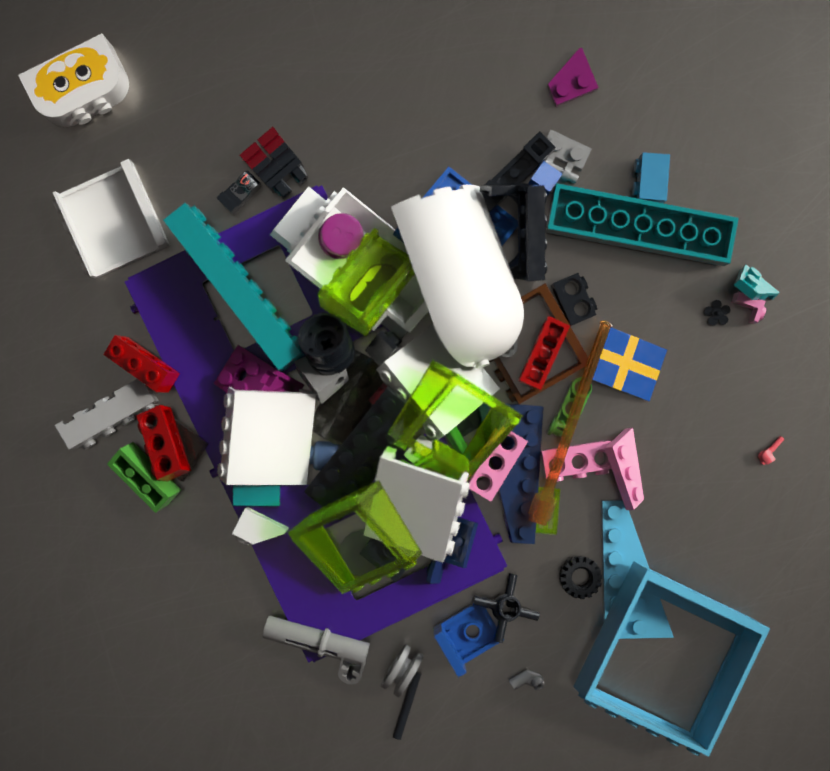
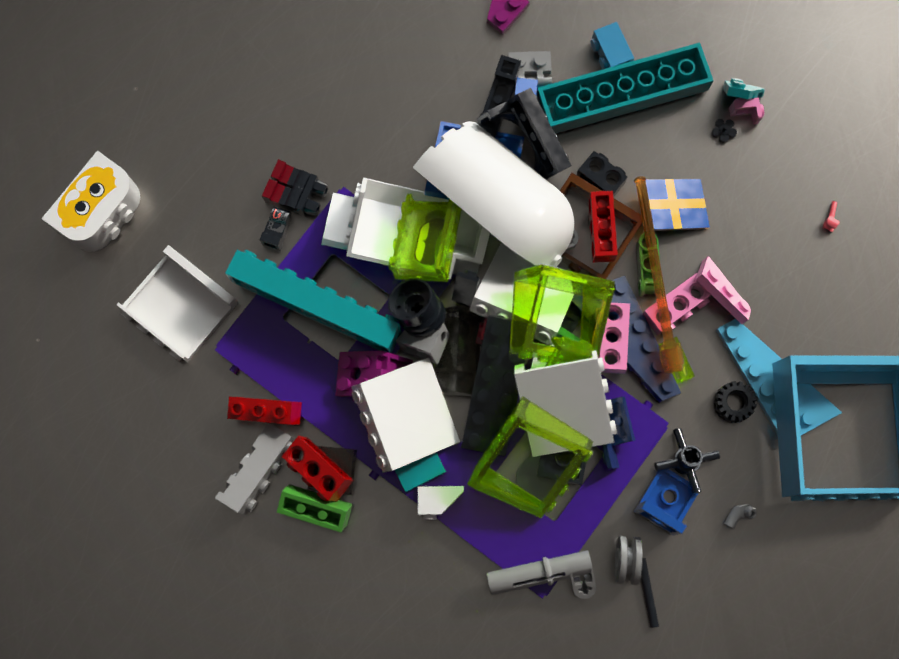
camera: 25 degrees left, 10 degrees down
(321, 453) = (459, 408): medium blue head -> none
(340, 235) = (381, 216): magenta head -> none

